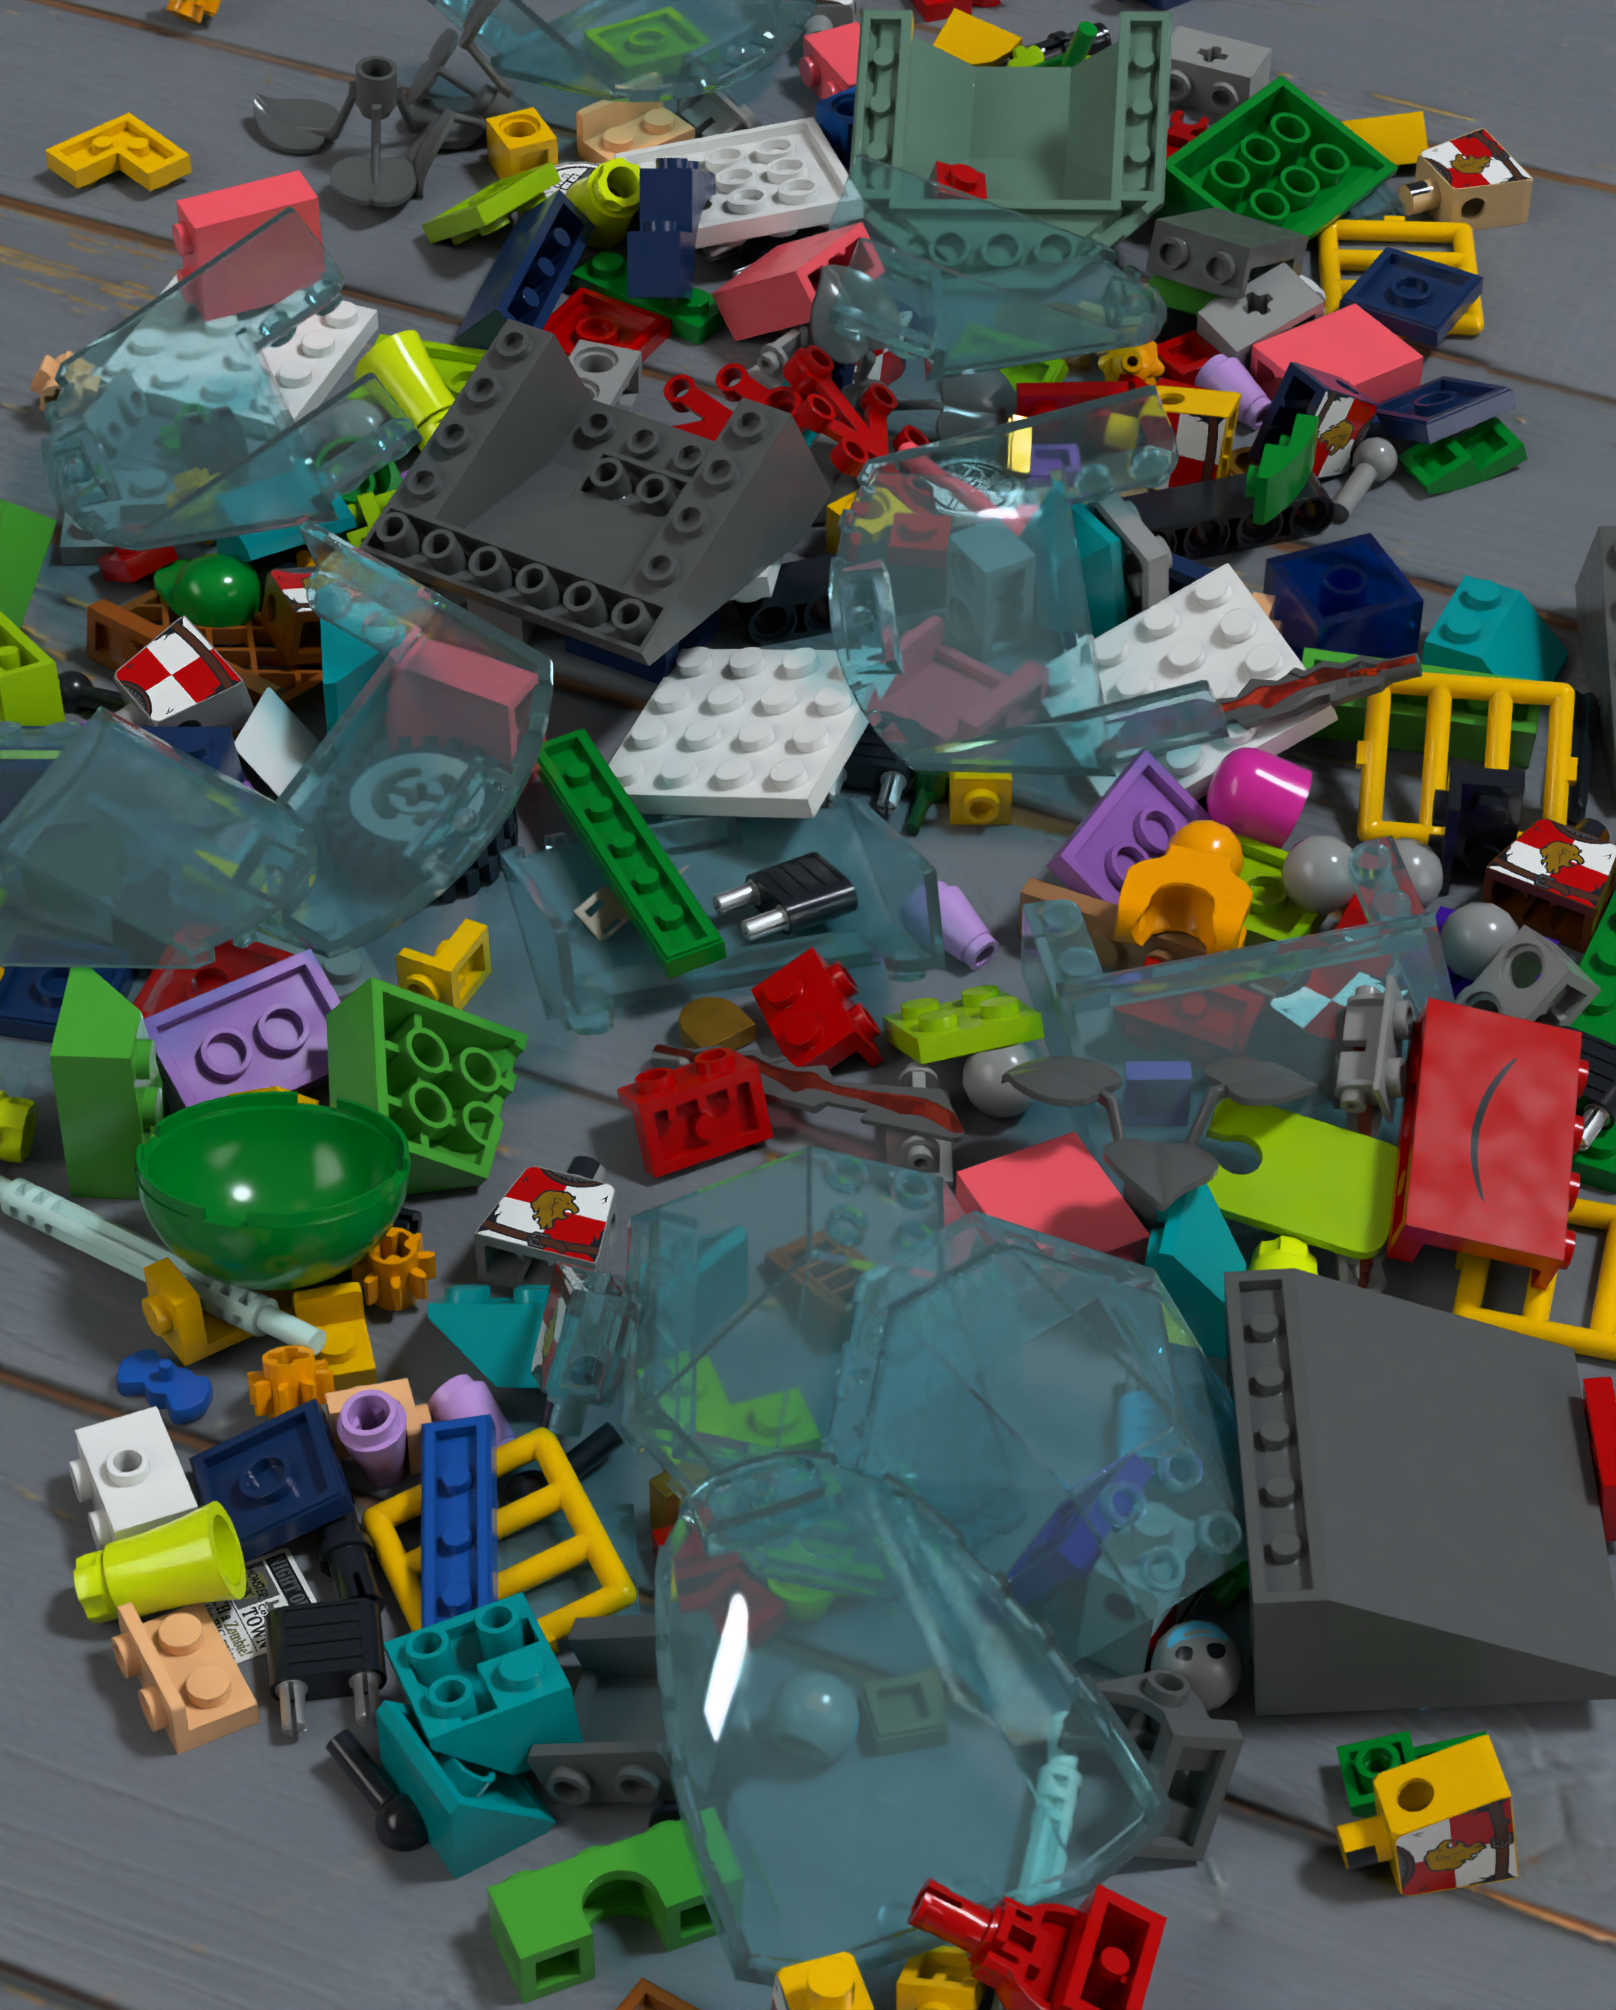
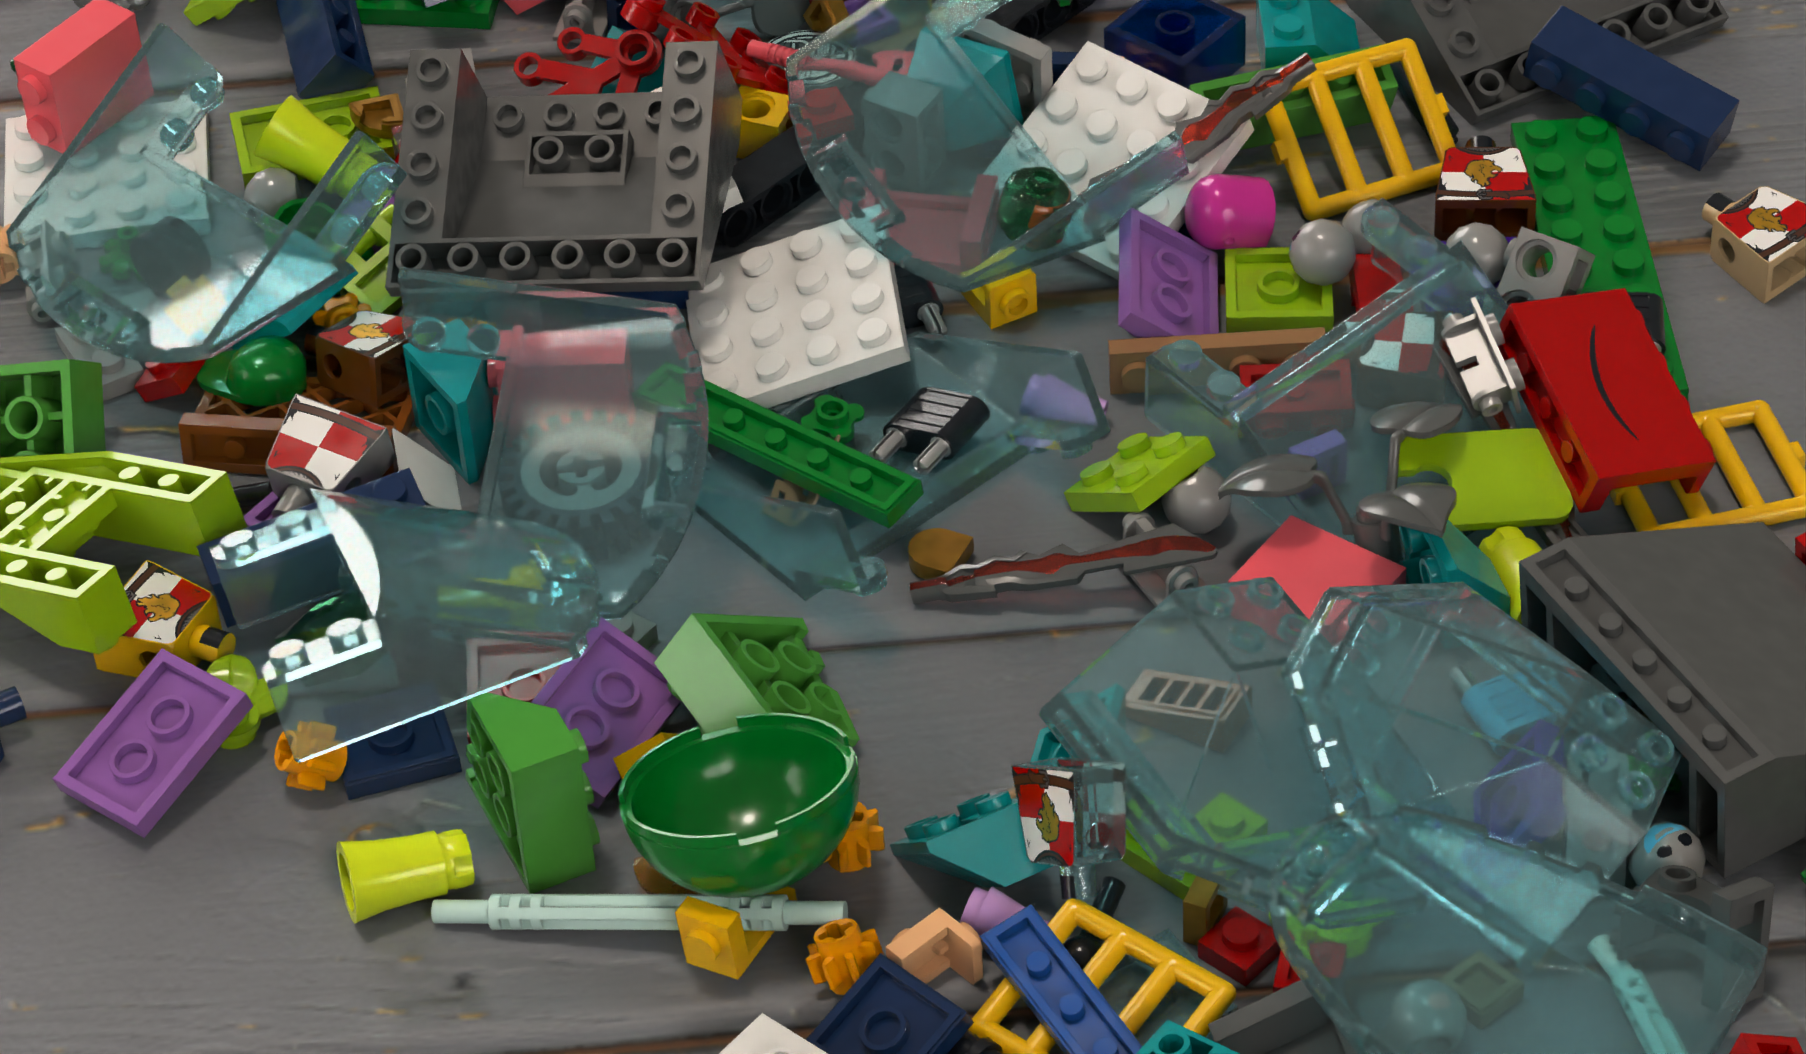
camera: 25 degrees left, 0 degrees up
(165, 1386) = (730, 1000): blue piece -> none
(341, 1315) = (835, 883): yellow bracket -> none
(375, 1435) = (946, 959): lavender cone -> none
(453, 971) = (703, 591): yellow bracket -> none
(549, 1220) = (950, 754): torso -> none
(607, 321) = (392, 38): red tile -> none
(697, 1110) = (987, 618): red bracket -> none
(704, 850) = (834, 417): none -> green plate
(815, 1014) = (1011, 512): red bracket -> none
(927, 789) = (957, 308): dark green hand -> none
(1034, 694) = (1030, 198): none -> clear green head
(1188, 890) = (1250, 300): light orange piece -> none
(1476, 818) = (1406, 164): black bracket -> none

